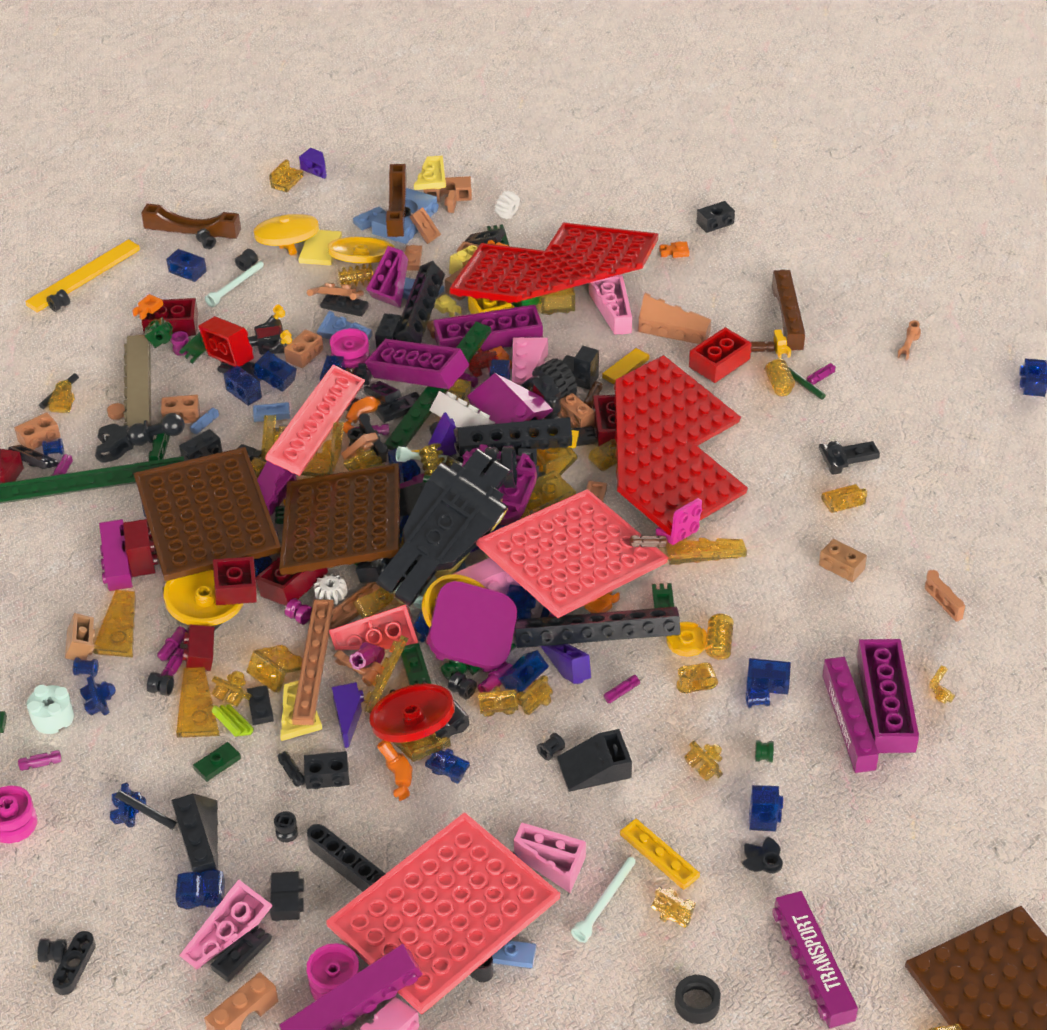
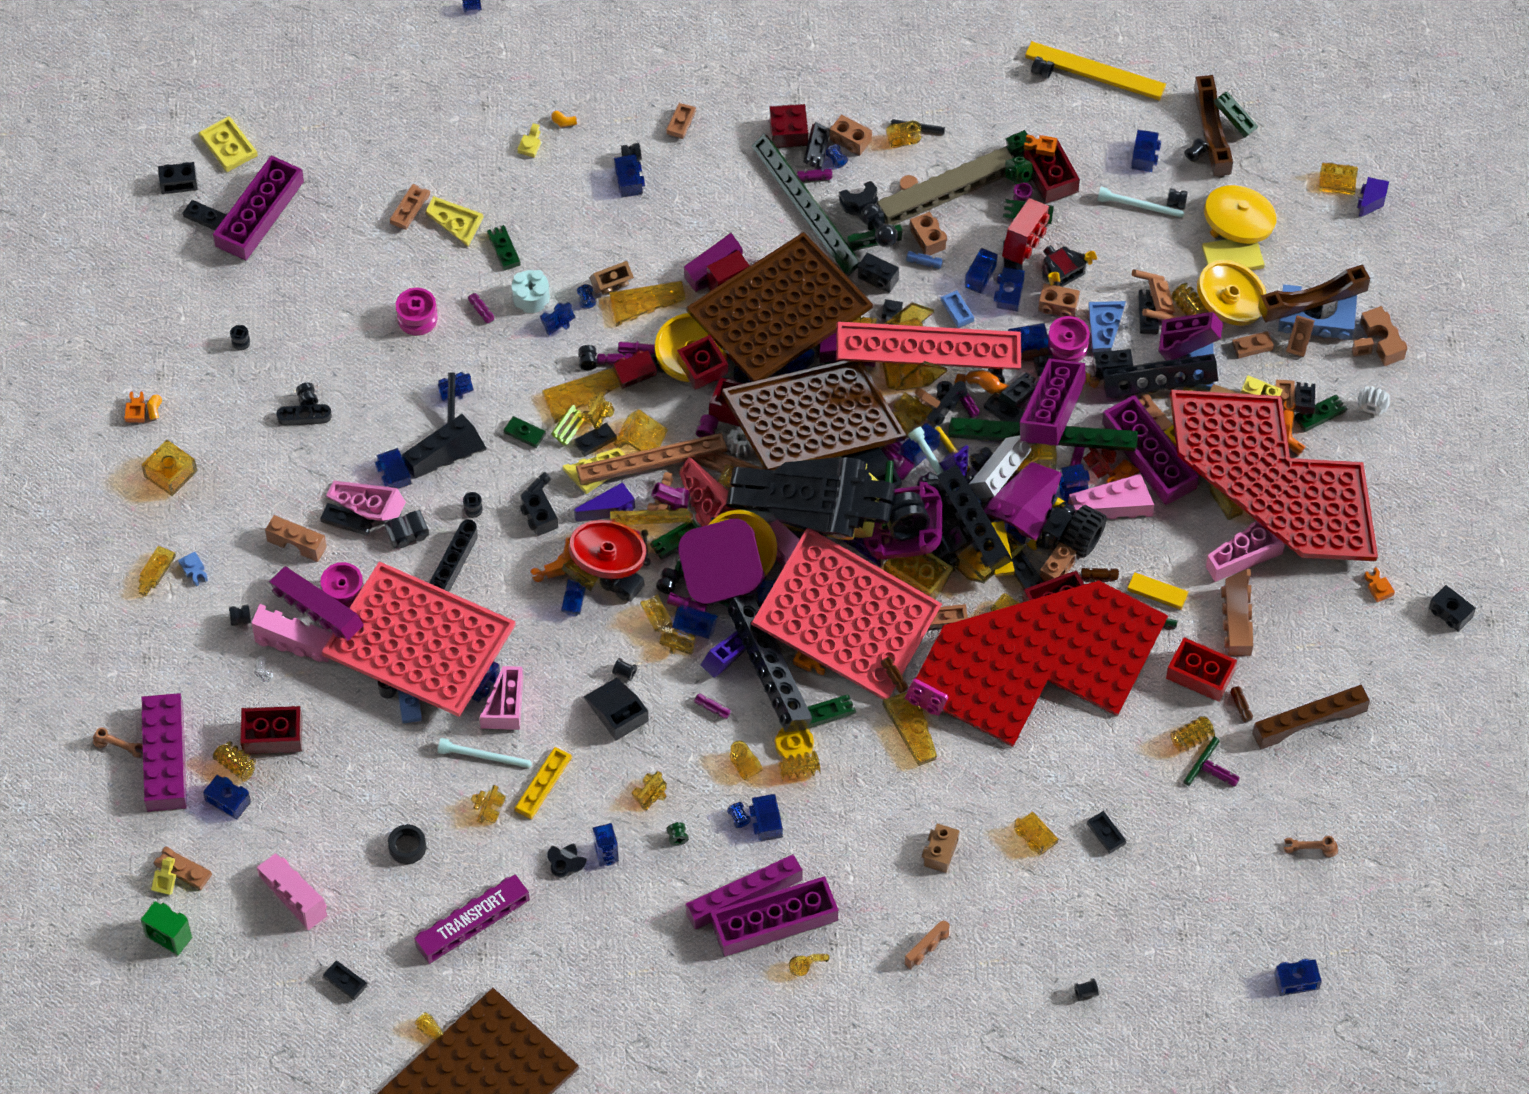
camera: 70 degrees right, 15 degrees up
(128, 327) = (1015, 144): none -> dark green brick
(188, 208) = (1235, 114): none -> dark green hinge
(364, 220) = (1299, 278): medium blue plate -> none
(430, 458) = (915, 465): clear yellow piece -> none
(432, 174) = (1384, 312): light yellow wing -> none
(584, 366) = (1124, 549): black brick -> none
(781, 344) = (1247, 723): yellow plate -> none
(834, 456) = (1086, 808): black hips -> none
(1016, 503) = (1086, 989): none -> black bush

